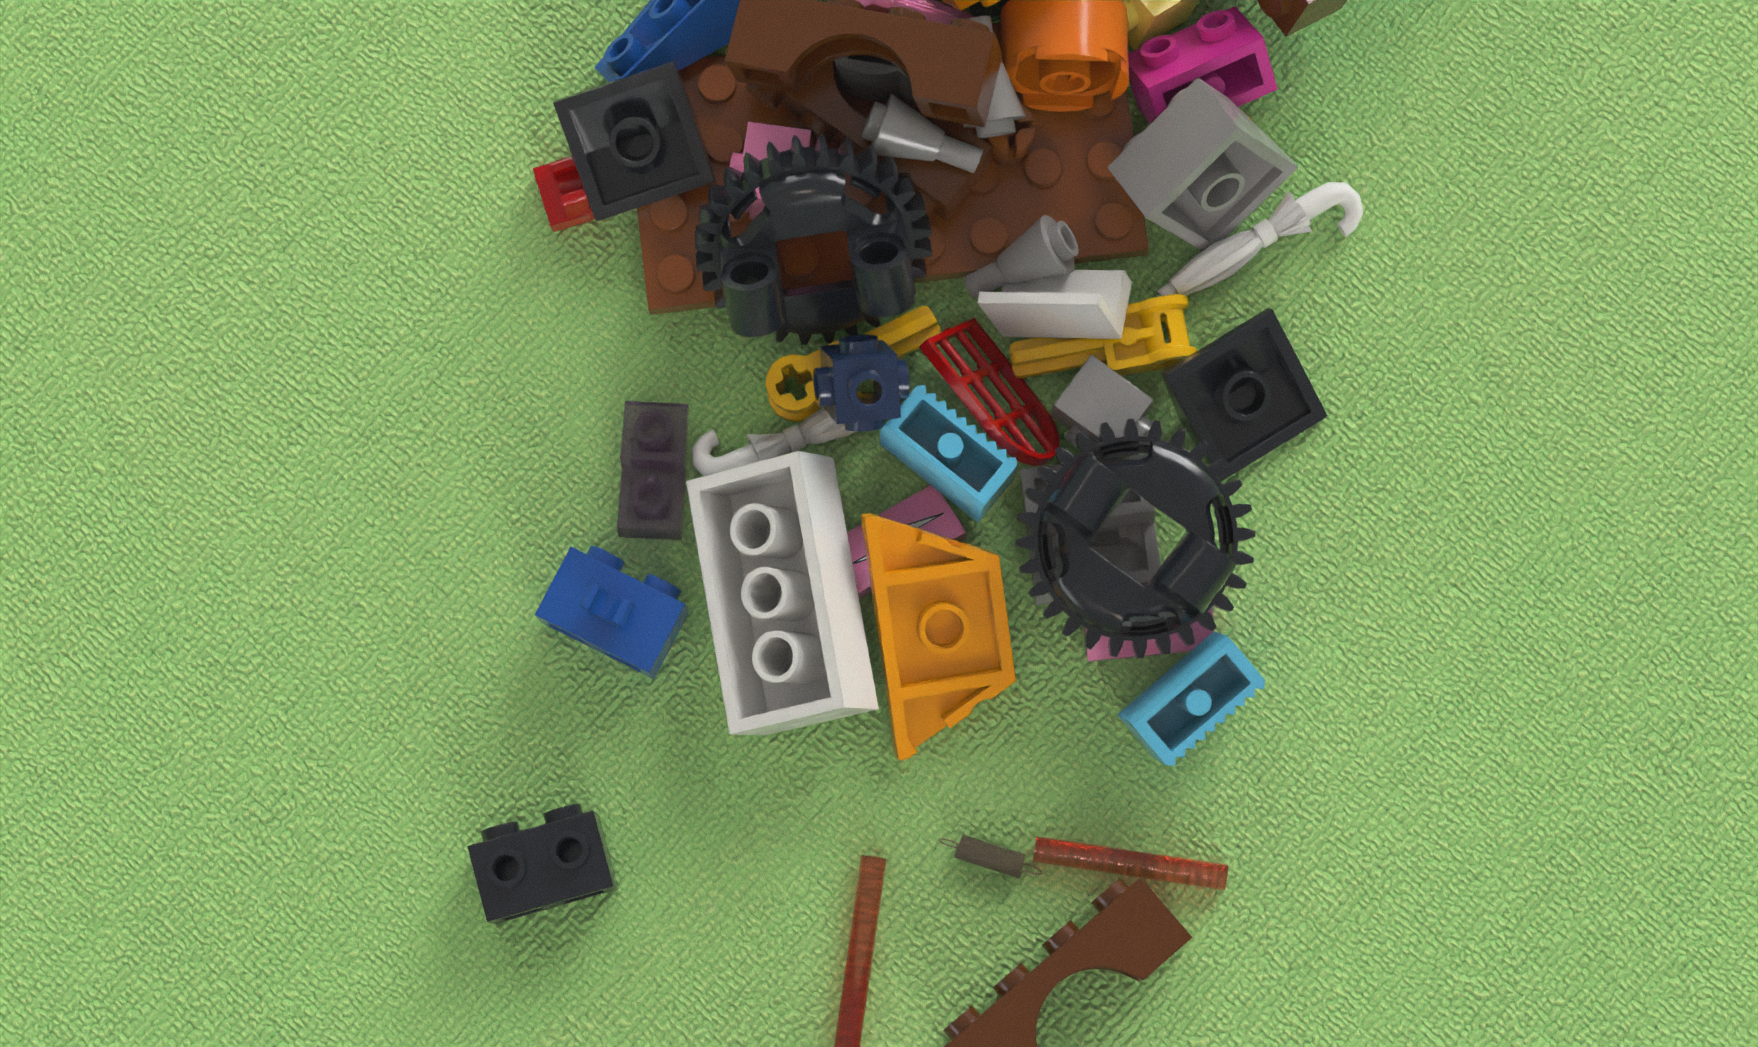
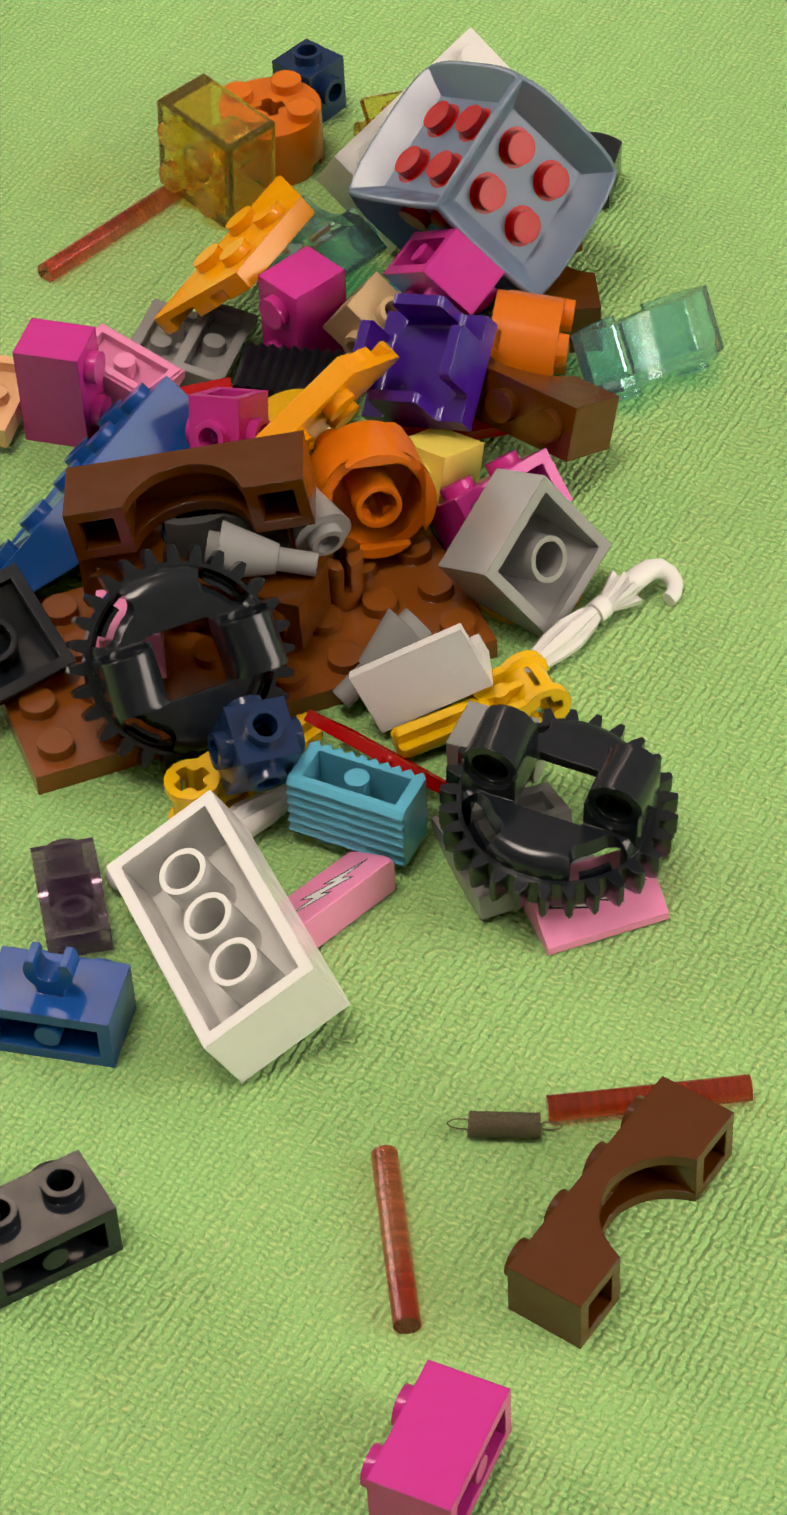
camera: 15 degrees left, 35 degrees down
(936, 627) = (388, 940): light orange wing -> none
(1192, 698) = (659, 933): medium azure brick -> none
(1244, 393) = (631, 692): black slope -> none

